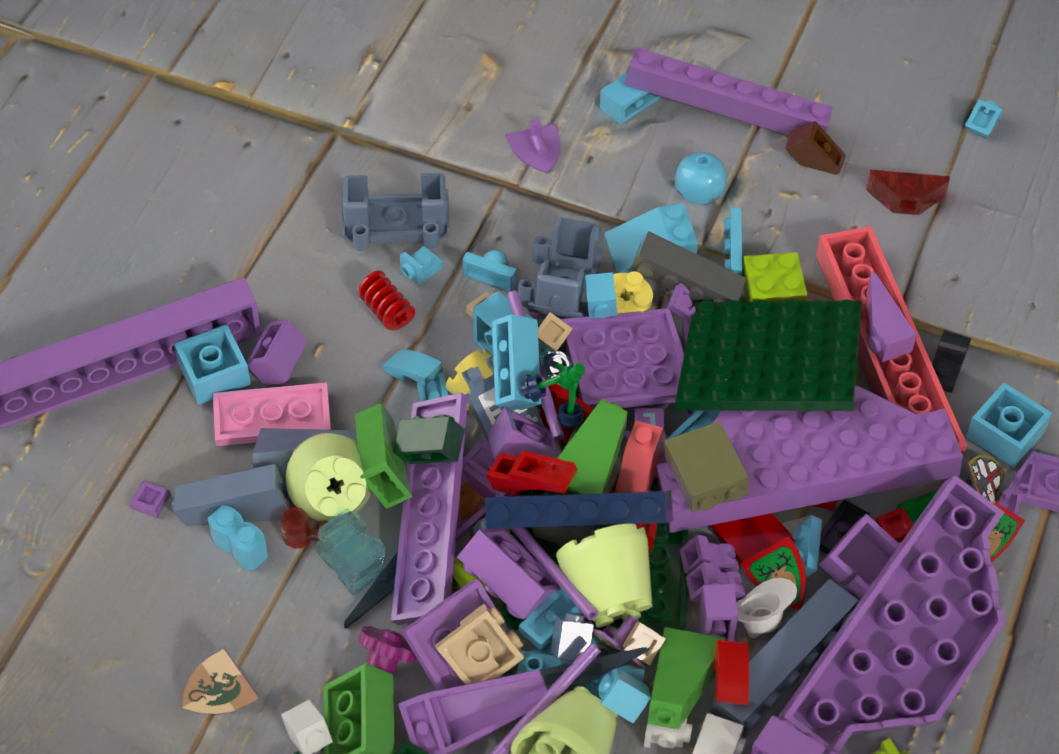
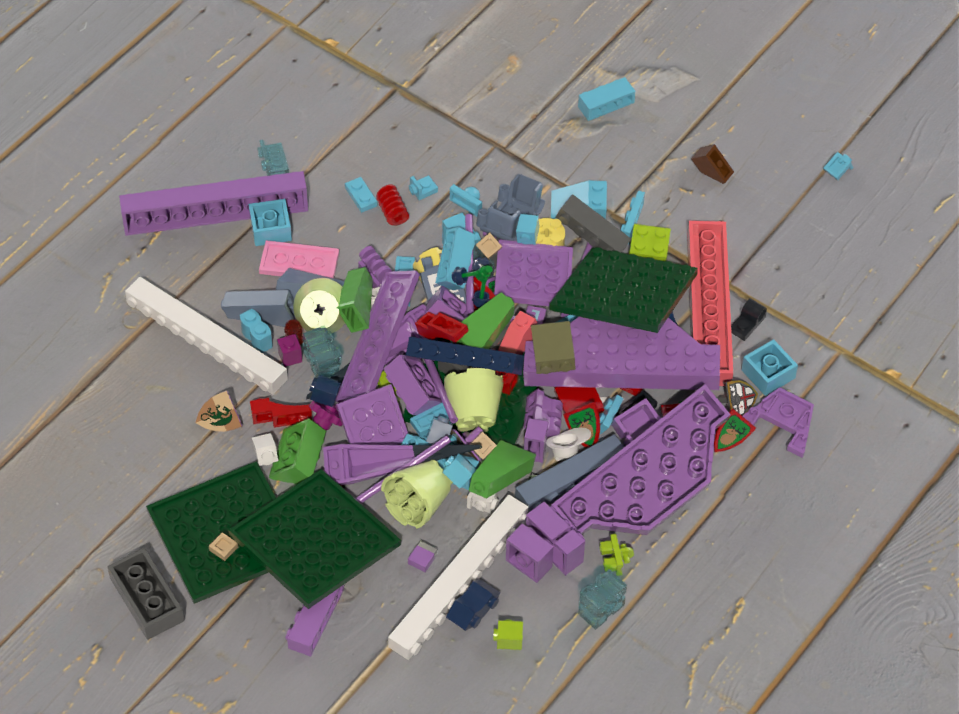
camera: 15 degrees right, 0 degrees up
(150, 499) = (209, 297): medium lavender tile -> none
(162, 562) = (206, 335): none -> white brick
(188, 269) = (273, 158): none -> clear light blue bracket
(276, 352) = (312, 223): medium lavender brick -> none
(288, 663) = (282, 415): none -> red slope
(298, 557) = (289, 350): none -> magenta brick
(333, 294) = (361, 194): none -> medium azure plate
(376, 611) = (324, 390): none -> dark blue brick
(384, 391) = (375, 265): none -> medium lavender legs
(395, 216) = (415, 151): sand blue container -> none
(413, 365) = (397, 249): medium azure slope -> none
(429, 440) = (387, 295): brick -> none
(469, 502) = (402, 340): clear orange tile -> none
(481, 647) = (382, 424): tan plate -> none
(536, 146) = (526, 124): medium lavender shield -> none
(681, 303) = (582, 245): medium lavender tile -> none
(701, 178) = (628, 167): medium azure cylinder -> none
(723, 93) = (660, 113): medium lavender brick -> none
(732, 672) = (530, 473): red slope -> none
(888, 328) = (708, 290): medium lavender slope -> none
(907, 191) = (765, 204): clear red slope -> none

